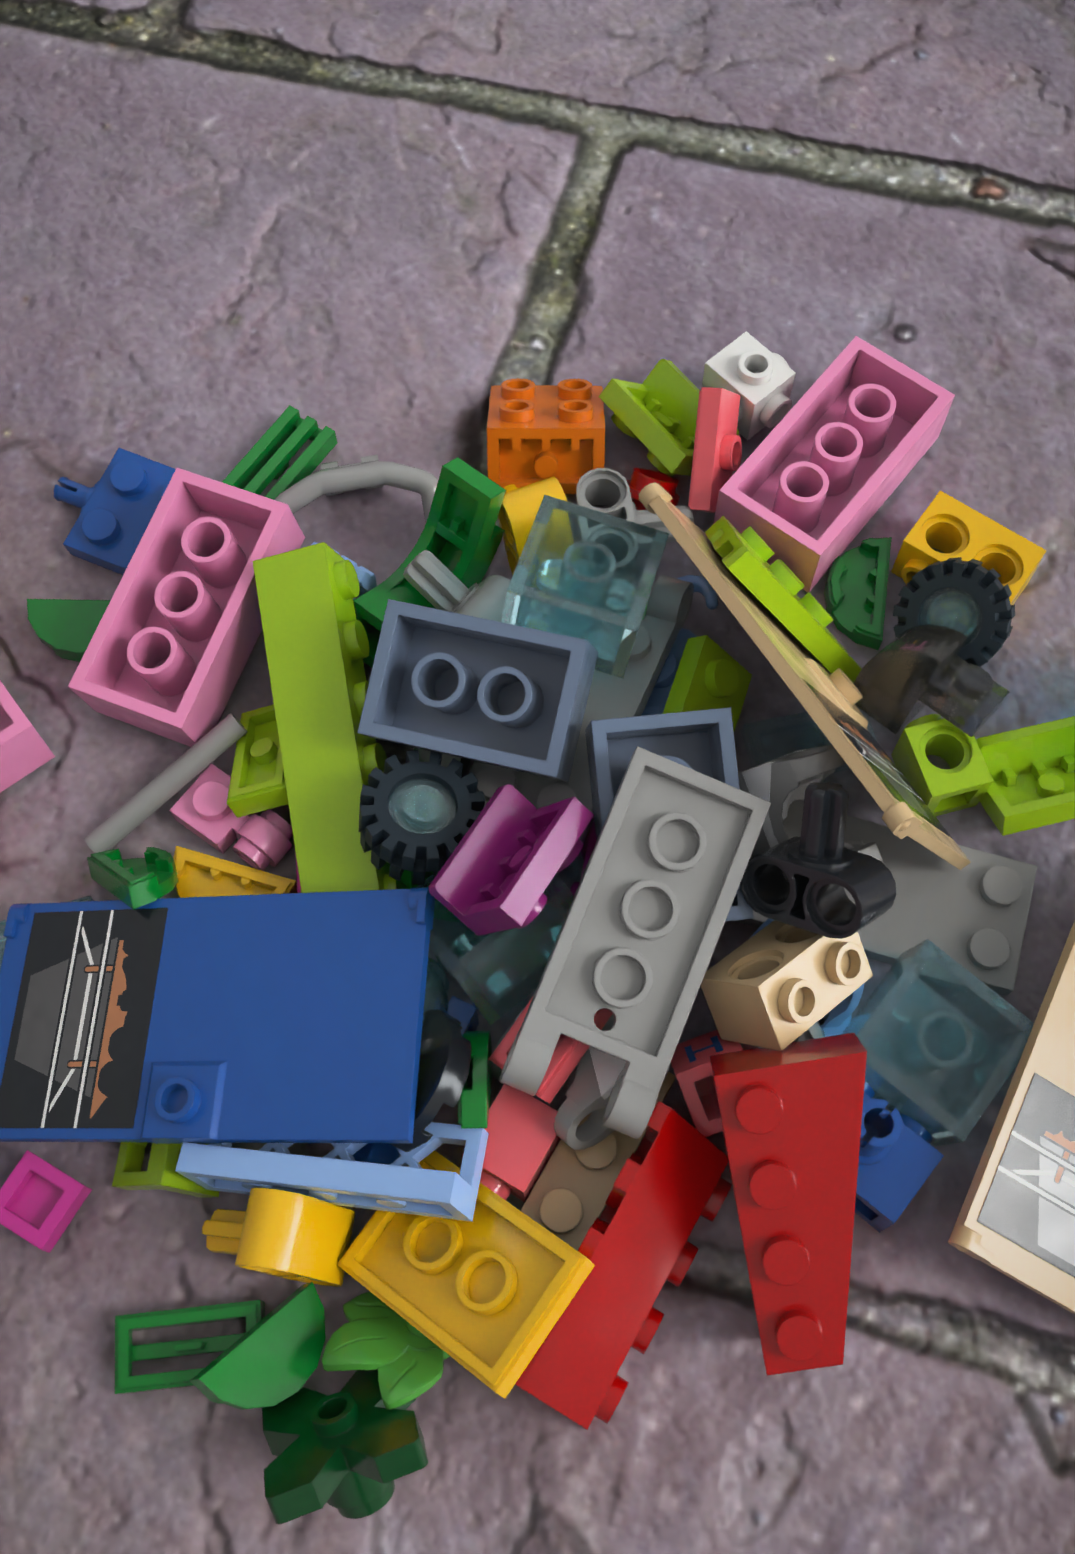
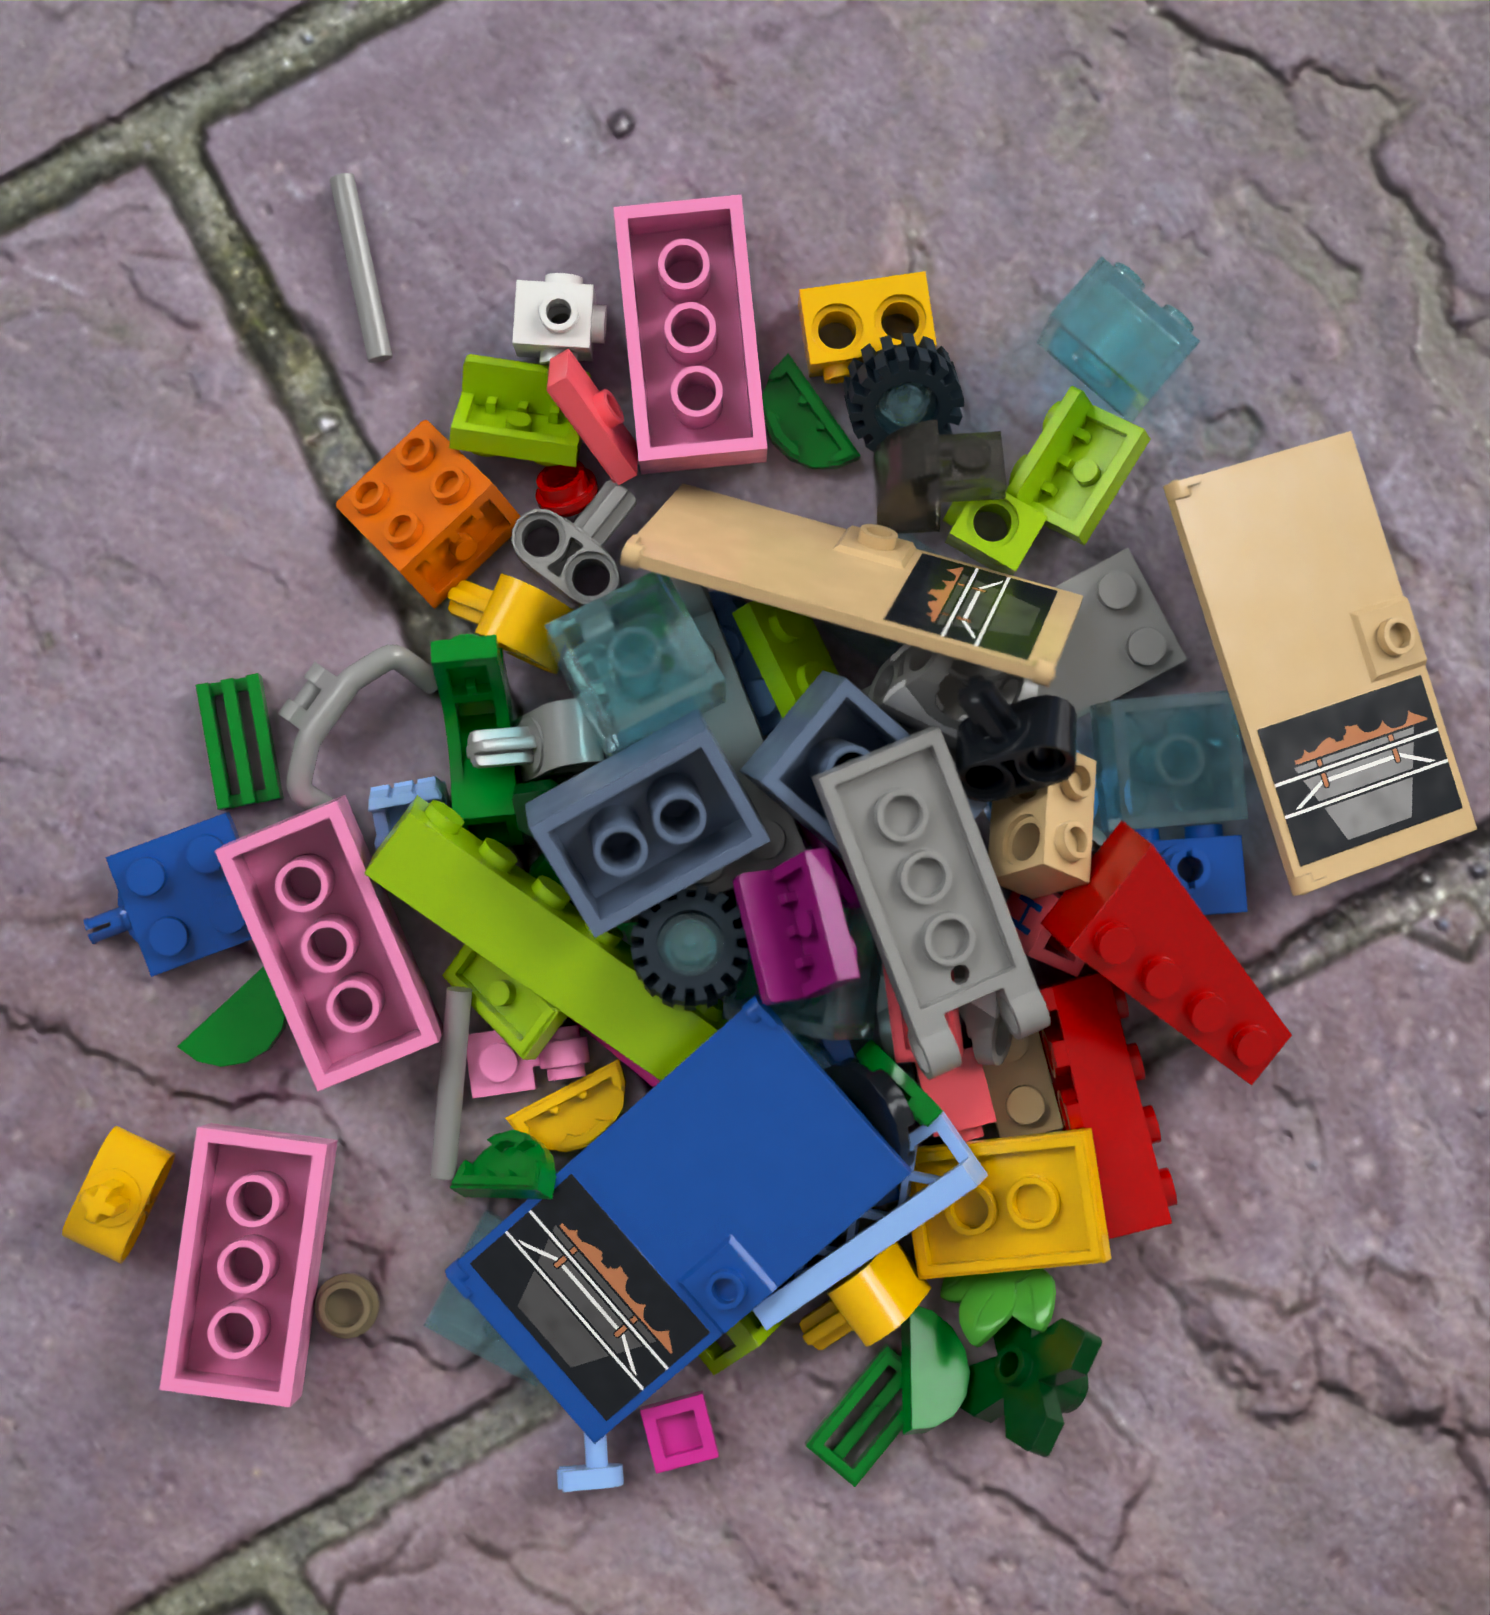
camera: 50 degrees left, 20 degrees up
(650, 277) = (360, 267): none -> light grey bar
(777, 590) = (764, 511): lime wing -> none

